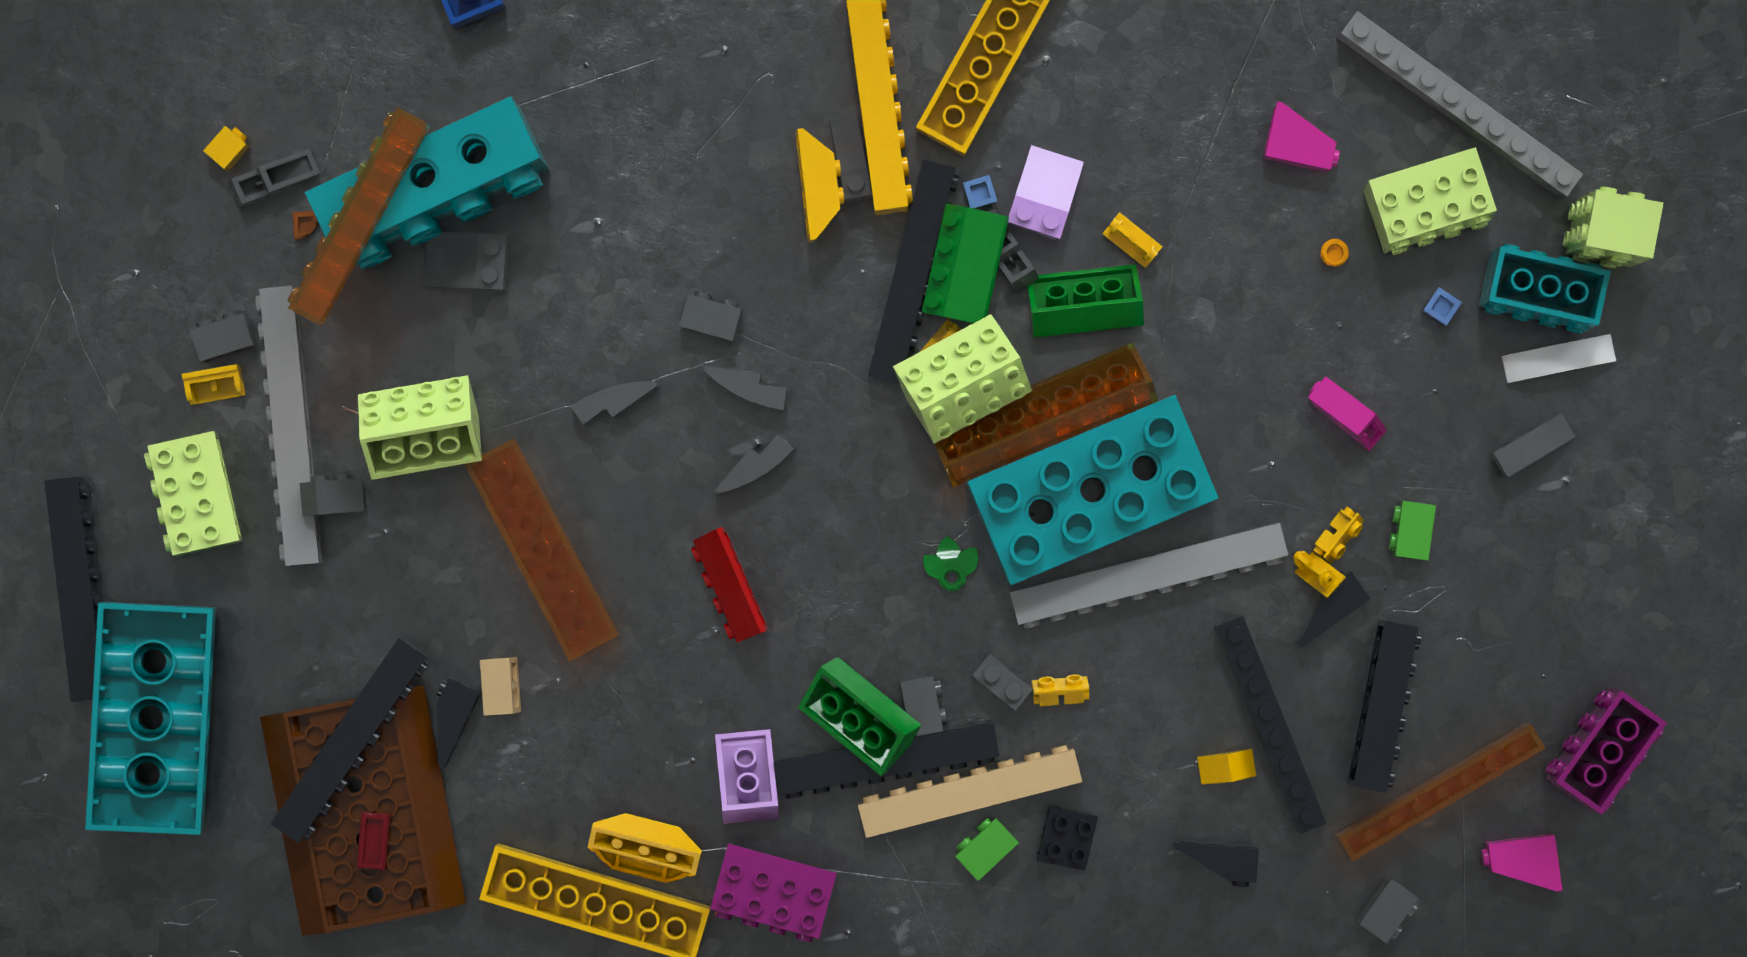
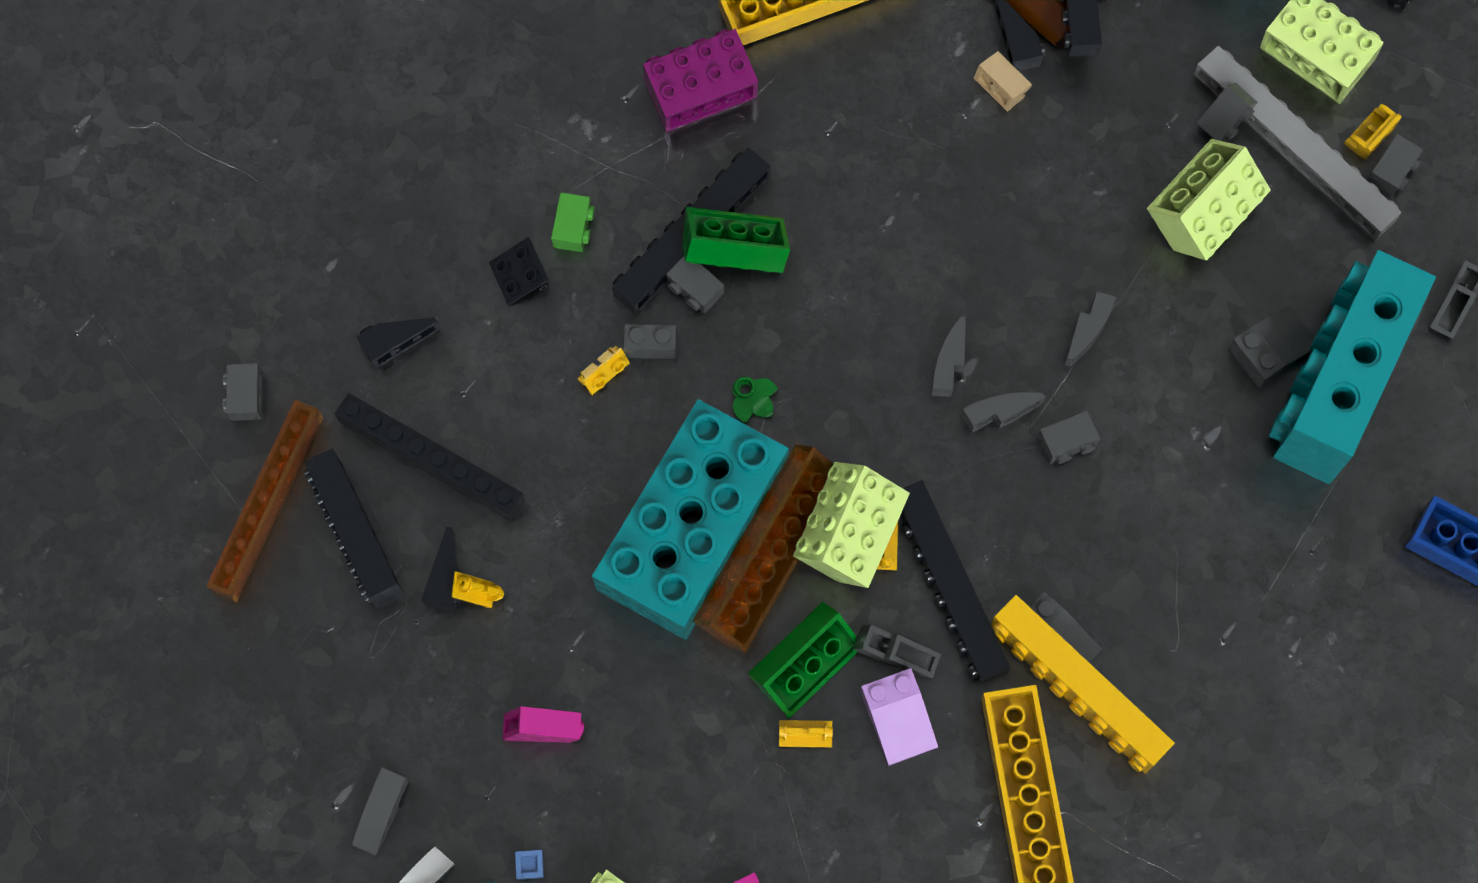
camera: 145 degrees right, 15 degrees down
(359, 216) = (1384, 285): clear orange brick -> none
(542, 550) = (1051, 188): clear orange brick -> none
(644, 848) = (815, 48): yellow wedge -> none
(730, 585) = (897, 263): red slope -> none
(746, 776) = (782, 145): lavender slope -> none
(818, 183) = (1073, 585): yellow wedge -> none
(965, 264) = (917, 613): green slope -> none
(969, 792) = (613, 251): tan brick -> none
(980, 192) = (948, 680): medium blue plate -> none
(1148, 574) = (601, 498): light grey brick -> none
(1226, 766) = (438, 406): yellow slope -> none
(1334, 252) = (644, 843): light orange tile -> none
(1334, 544) = (478, 642): yellow hinge -> none
(1412, 530) = (425, 676): bright green brick -> none
(1525, 859) = (165, 501): dark pink slope -> none
(1605, 750) = (158, 618): magenta brick -> none

